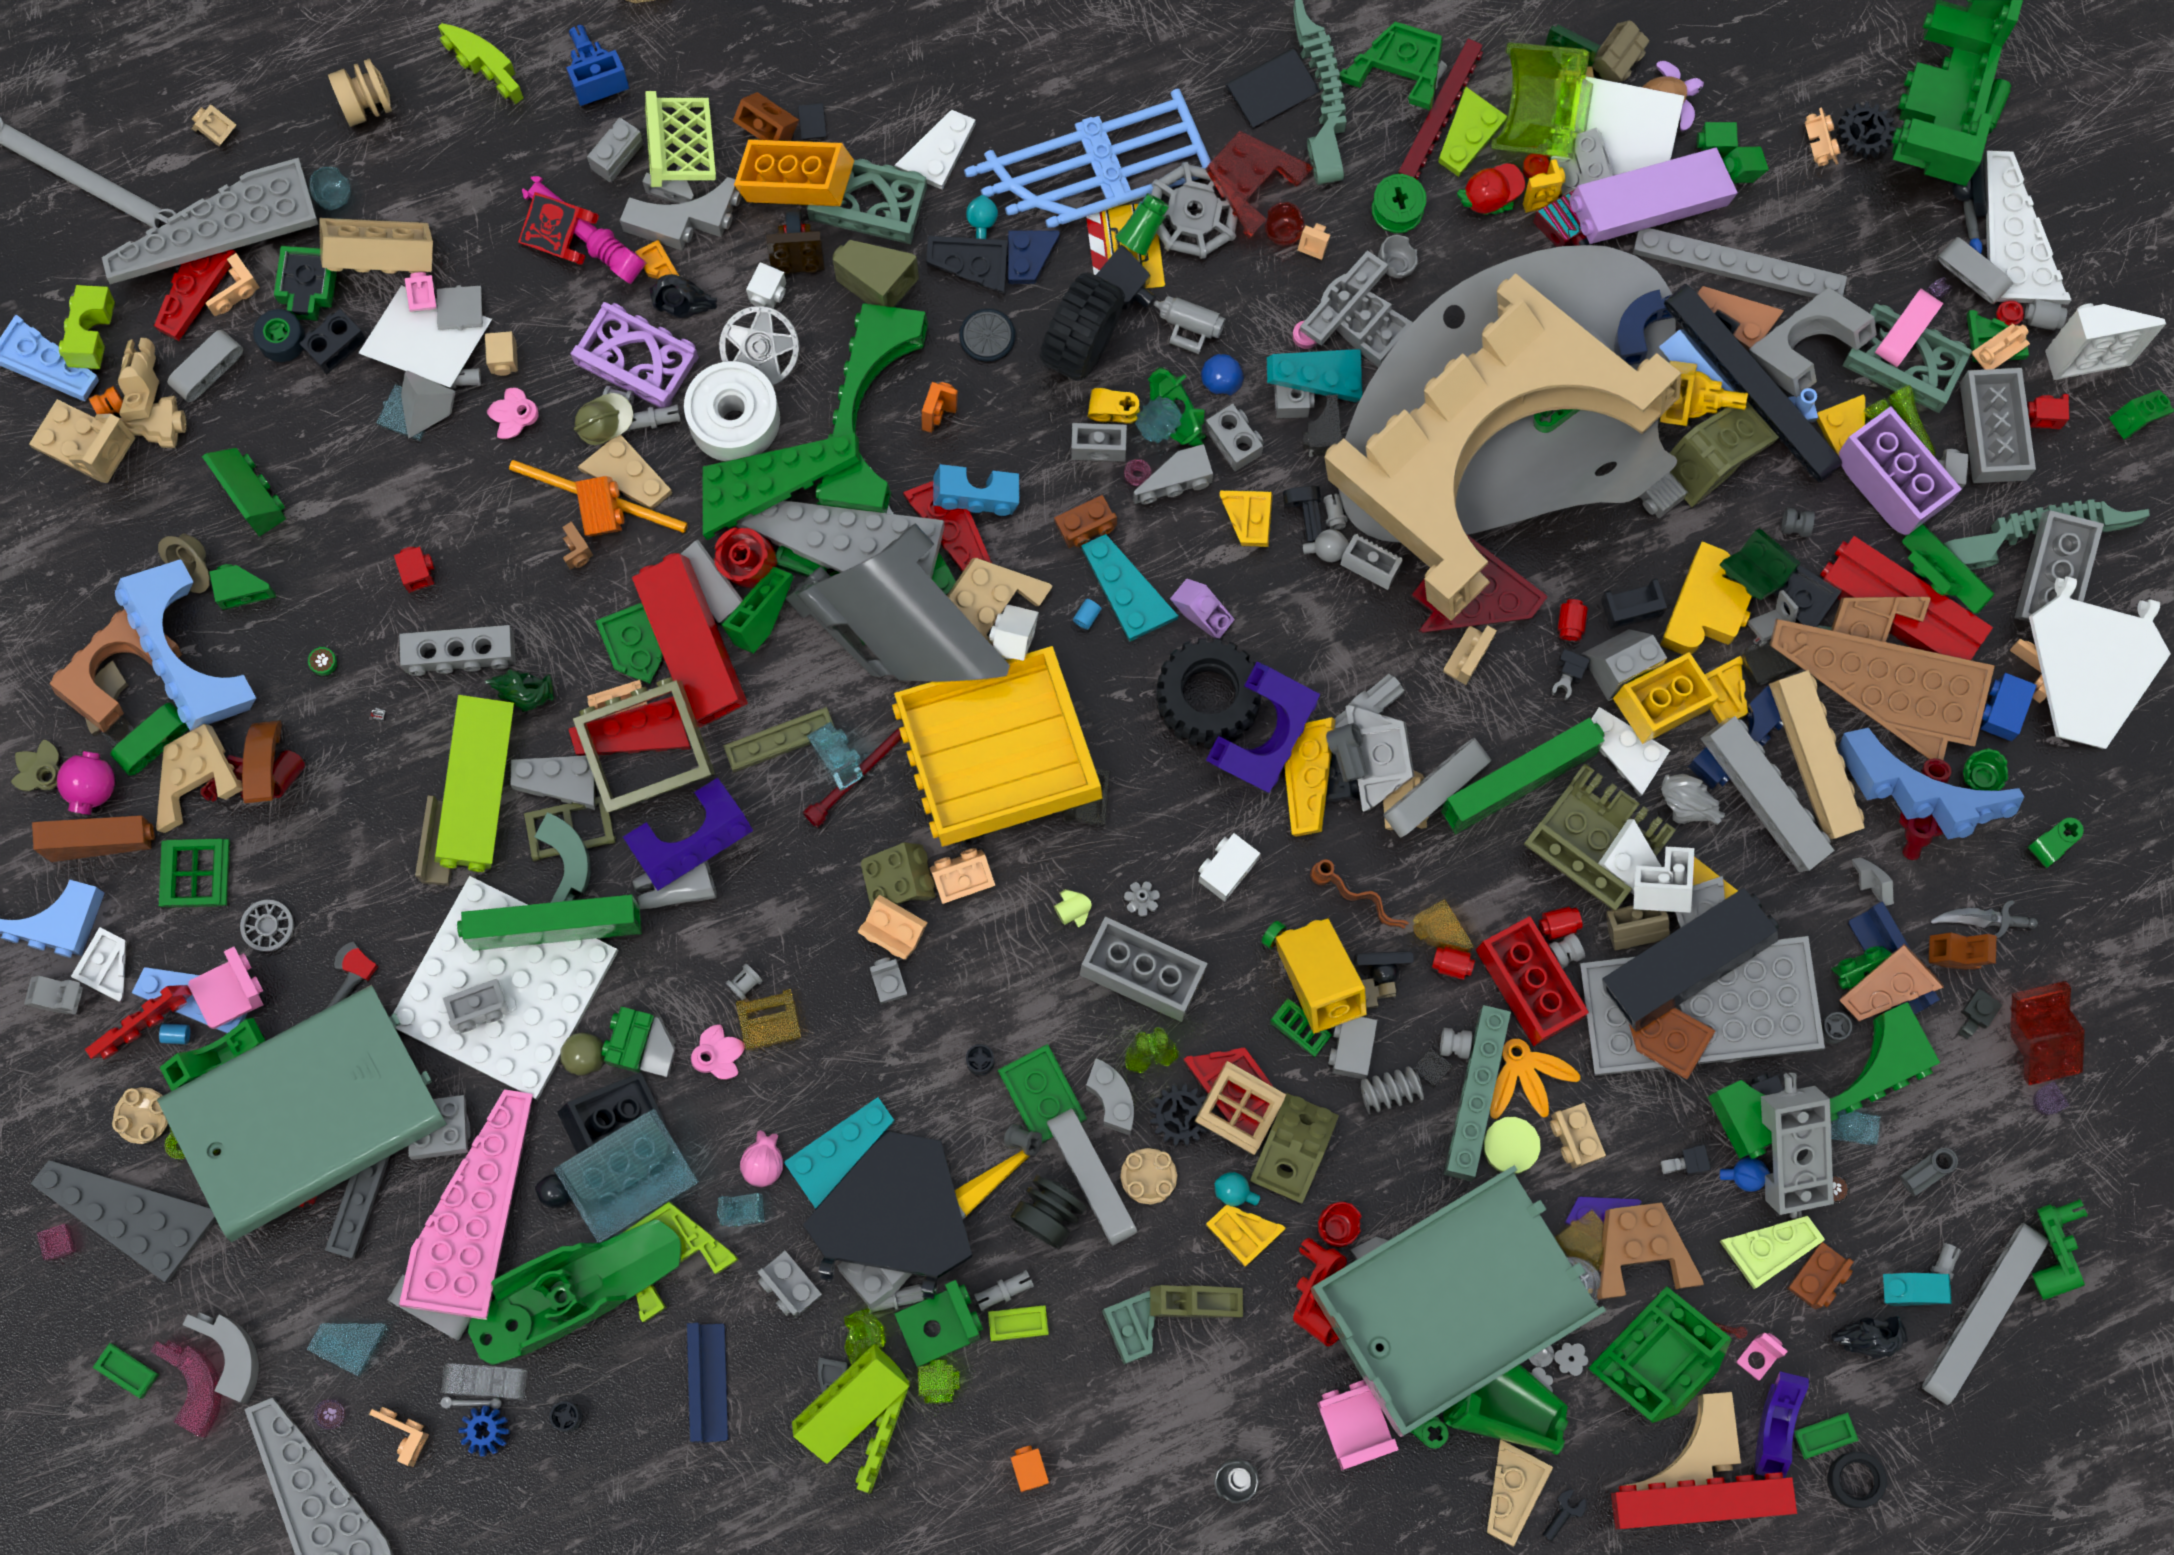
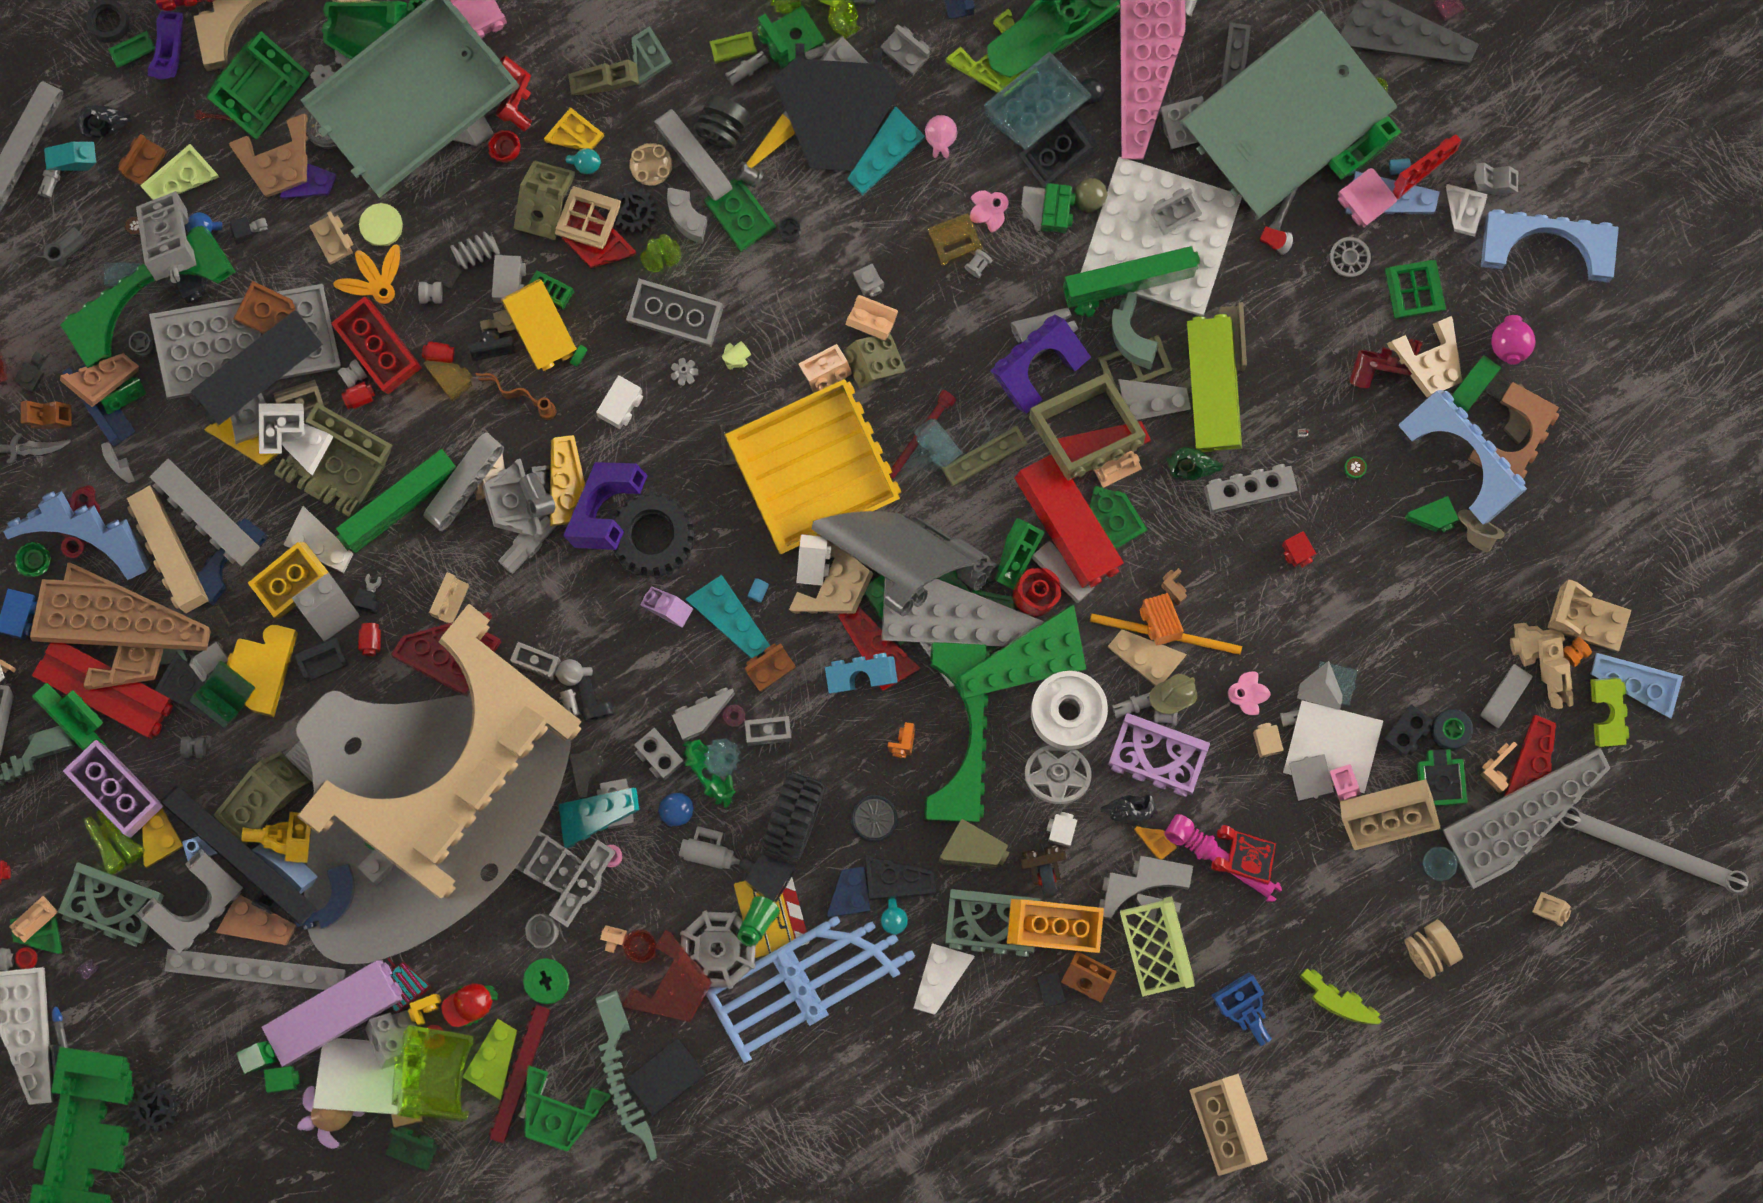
camera: 170 degrees right, 5 degrees up
(35, 768) = (1558, 354): olive plate -> none
(91, 837) = (1497, 300): dark orange slope -> none
(139, 1116) = (1412, 103): tan dish -> none
(246, 489) = (1447, 592): green slope -> none
(259, 761) = (1381, 372): dark orange slope -> none
(615, 150) = (1210, 933): light grey brick -> none
(740, 1210) = (950, 96): clear light blue bracket -> none
(1110, 406) = (765, 766): yellow piece -> none
(1249, 515) = (638, 690): yellow wing -> none
(1477, 1093) = (410, 256): sand green brick -> none
(1584, 1239) = (320, 161): clear yellow piece -> none
(1620, 51) = (371, 1147): dark tan brick -> none
(1690, 800) = (265, 505): light grey hair -> none
(1730, 688) = (241, 598): yellow wing -> none
(1769, 1347) = (175, 102): bright pink bracket -> none
(1820, 128) = (192, 1105): light nougat hinge -> none
(1908, 327) = (111, 920): bright pink beam -> none
(1956, 465) = (70, 809): light grey brick -> none
(1975, 270) = (57, 986): light grey beam -> none
(1997, 425) = (33, 851): light grey brick -> none

